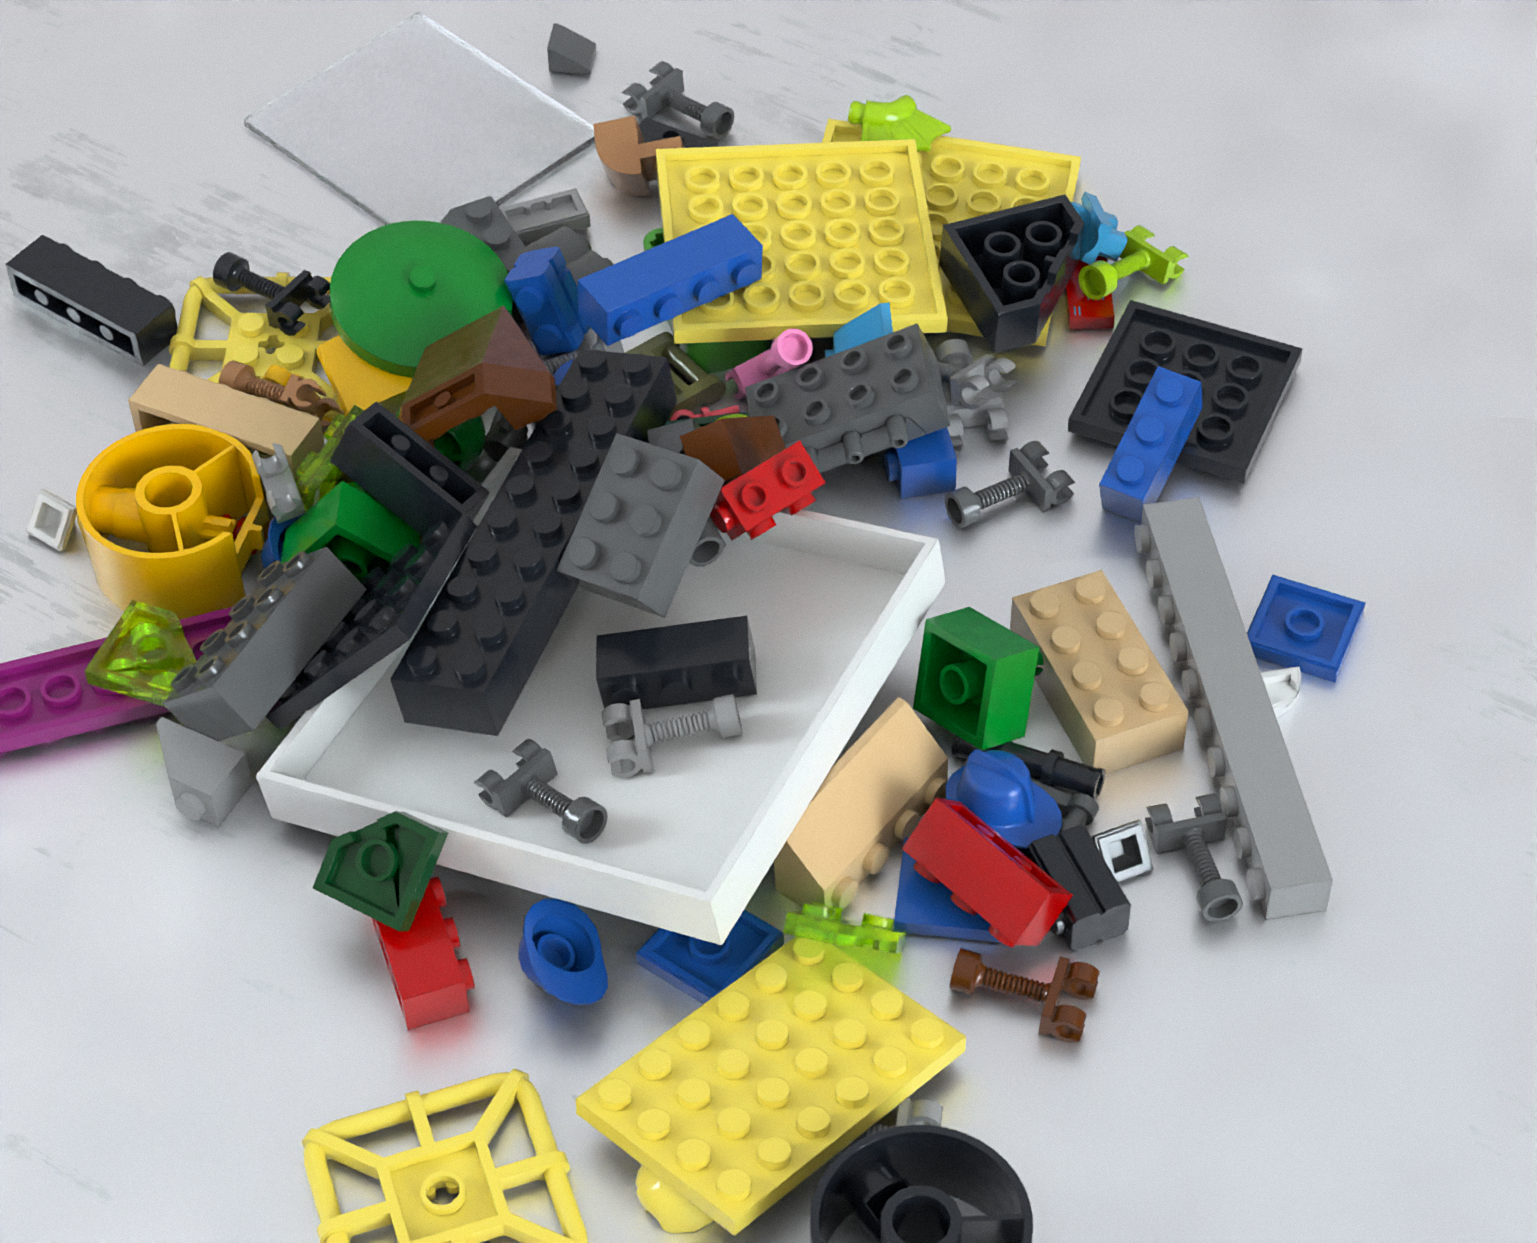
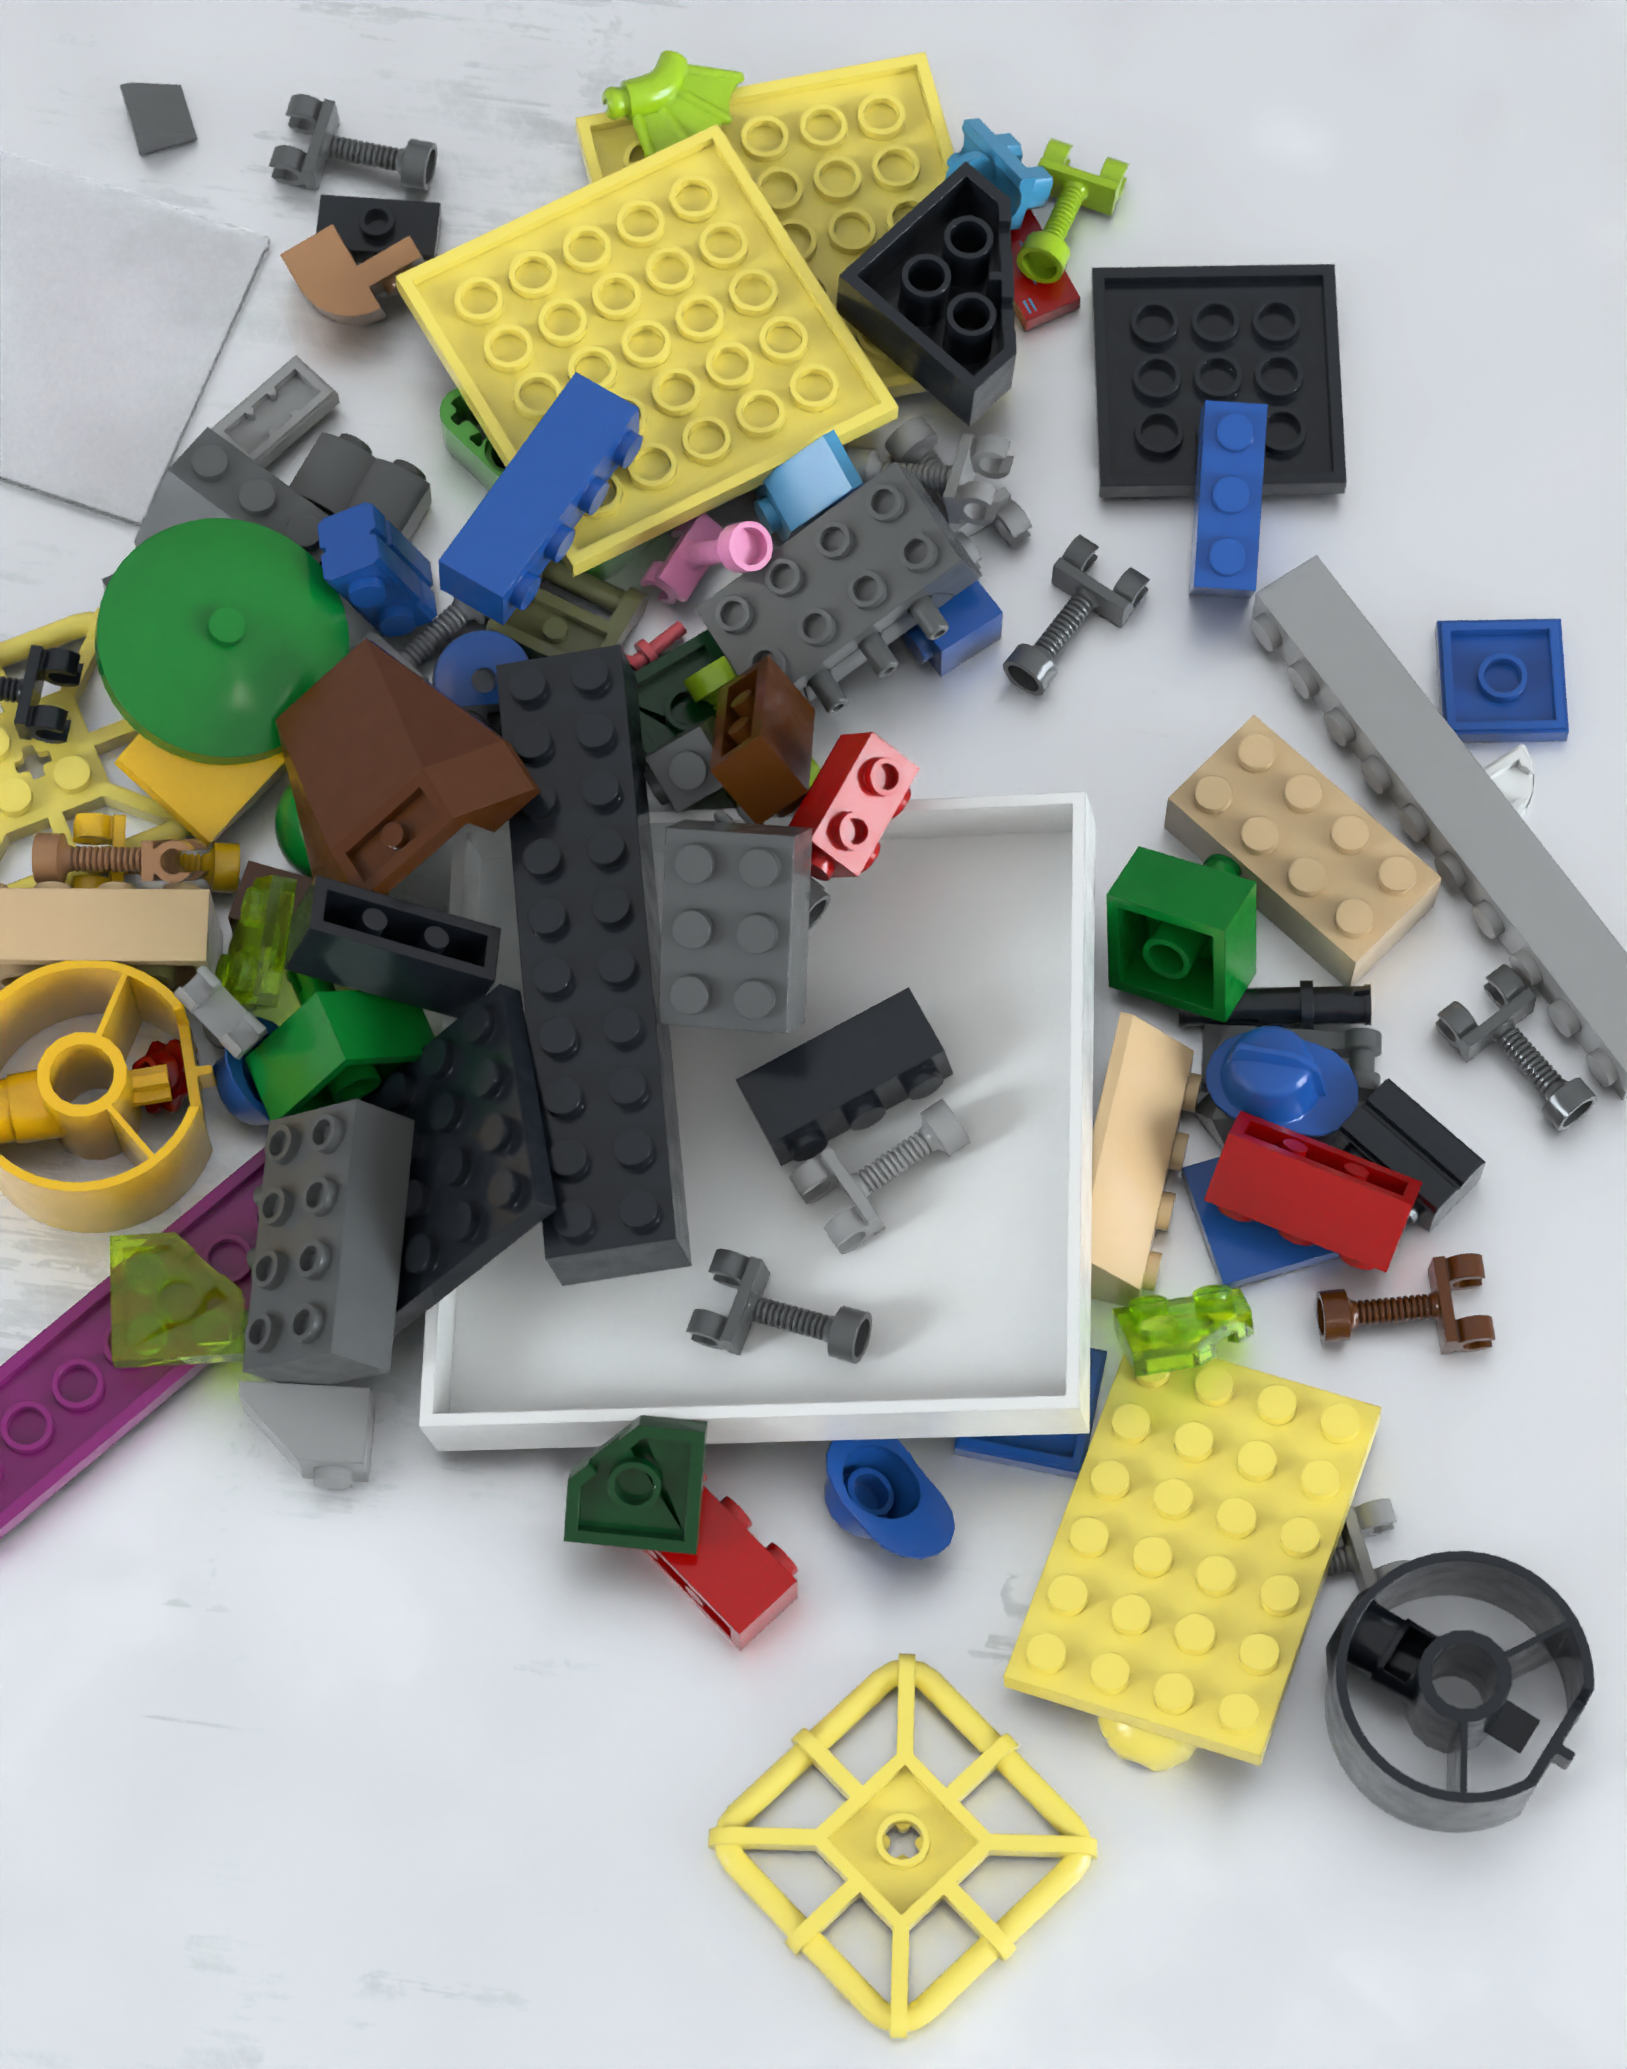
camera: 25 degrees left, 20 degrees up
(1125, 850) = (1437, 1082): slope -> none

